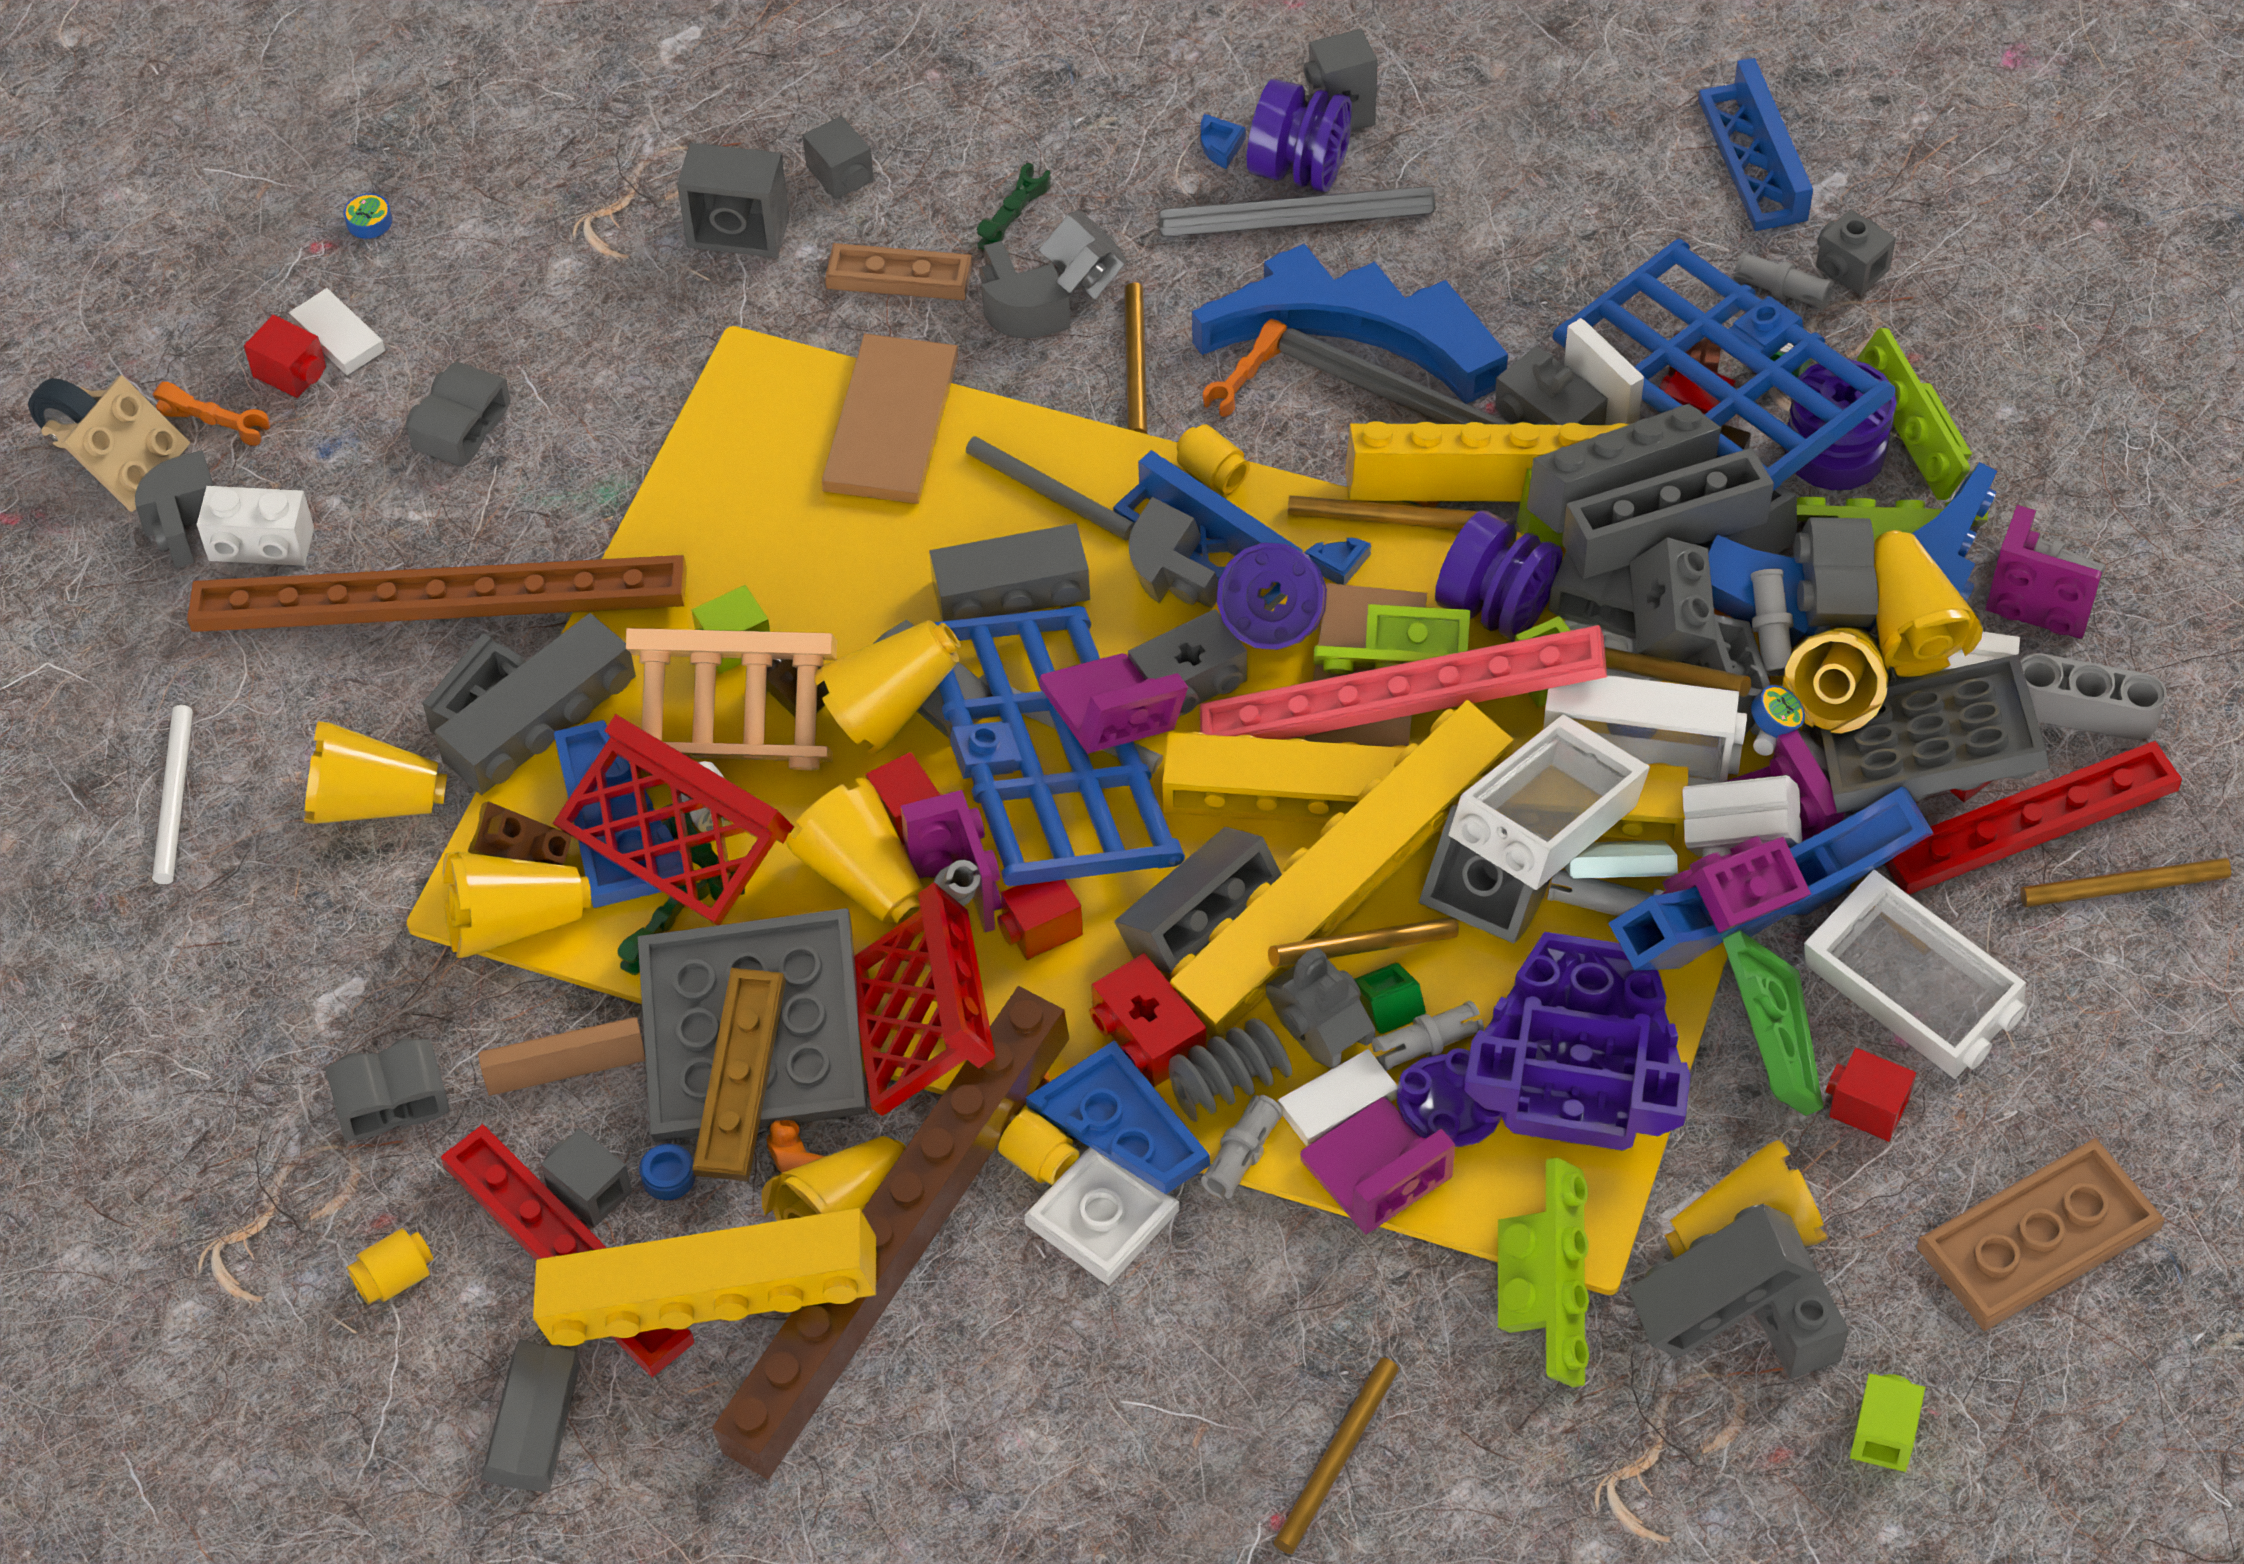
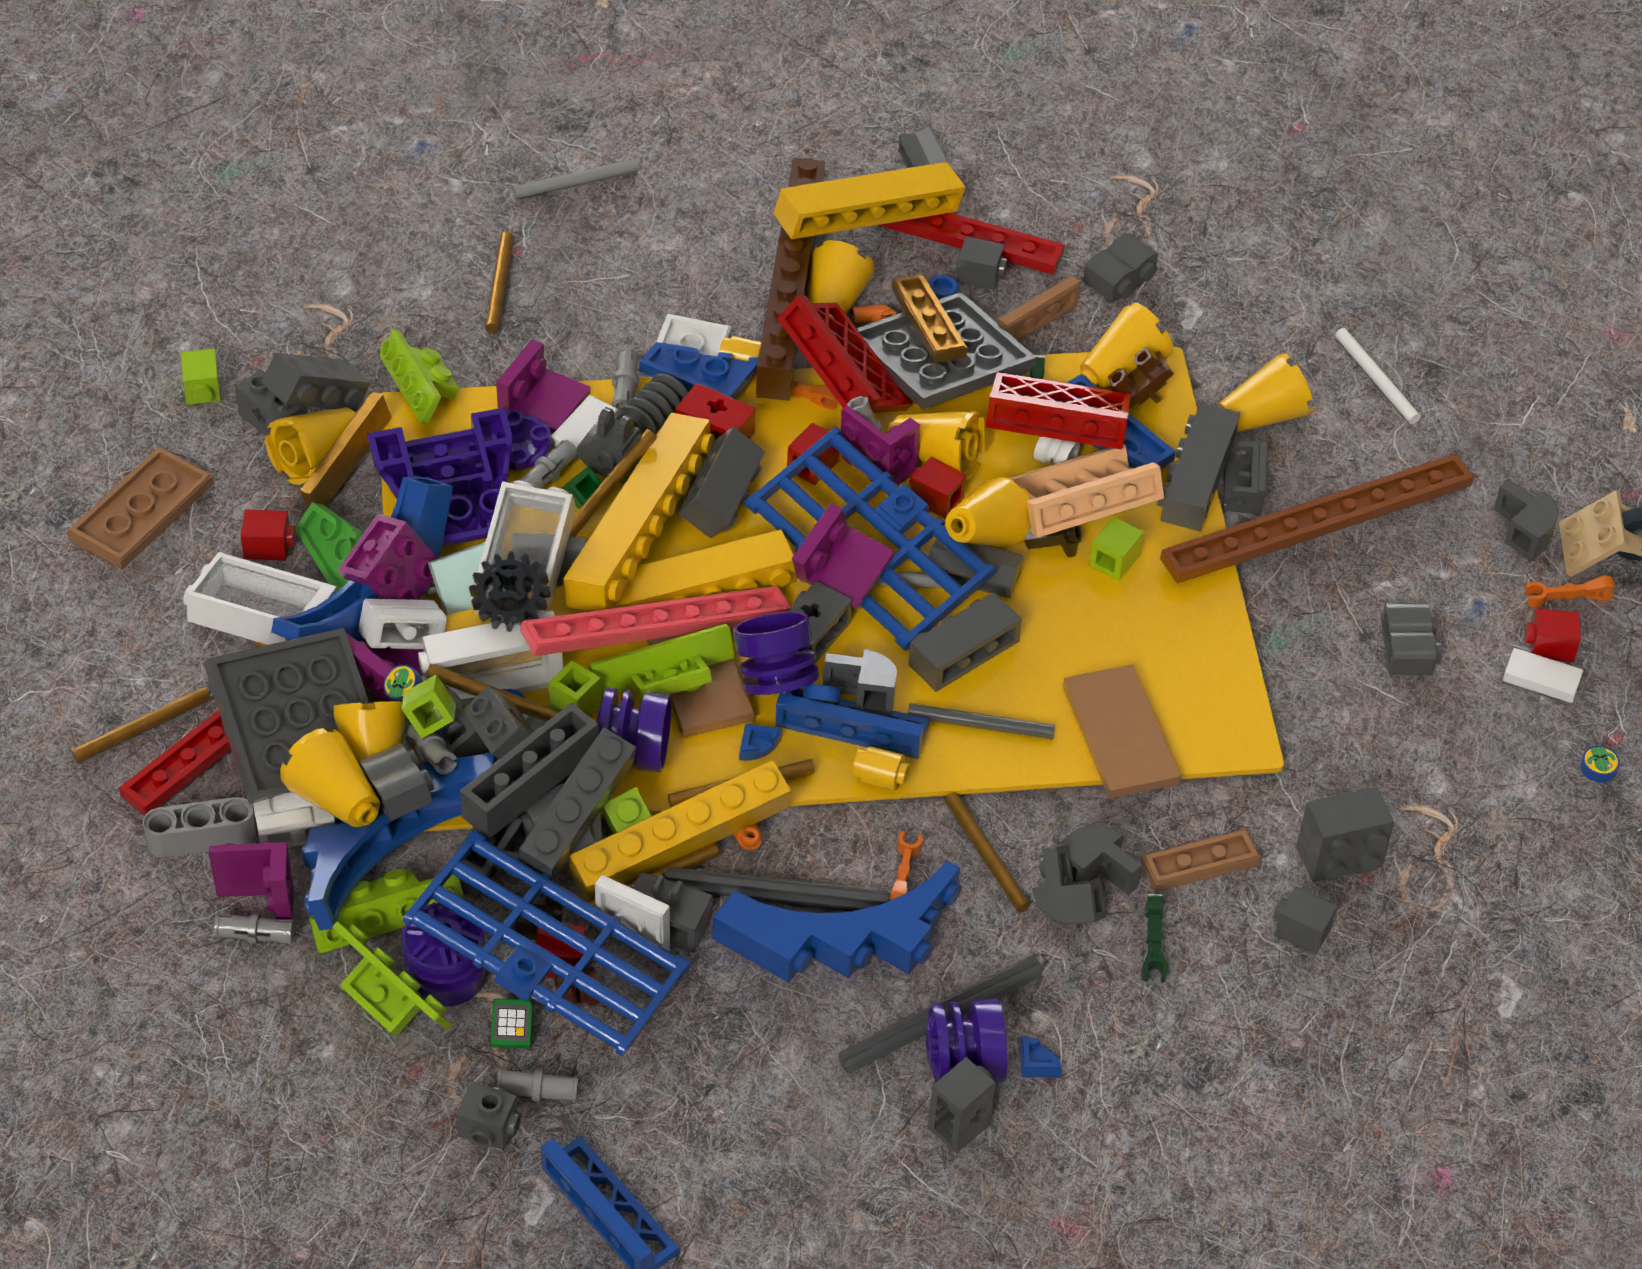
camera: 150 degrees right, 5 degrees down
(255, 525) = (1467, 520): white brick -> none
(390, 1266) = (1050, 195): yellow brick -> none
(1229, 544) = (822, 693): none -> blue tile
(1599, 722) = (507, 605): none -> black gear
(1666, 1203) = (346, 452): none -> pearl gold tile
(1763, 634) = (428, 706): none -> lime brick

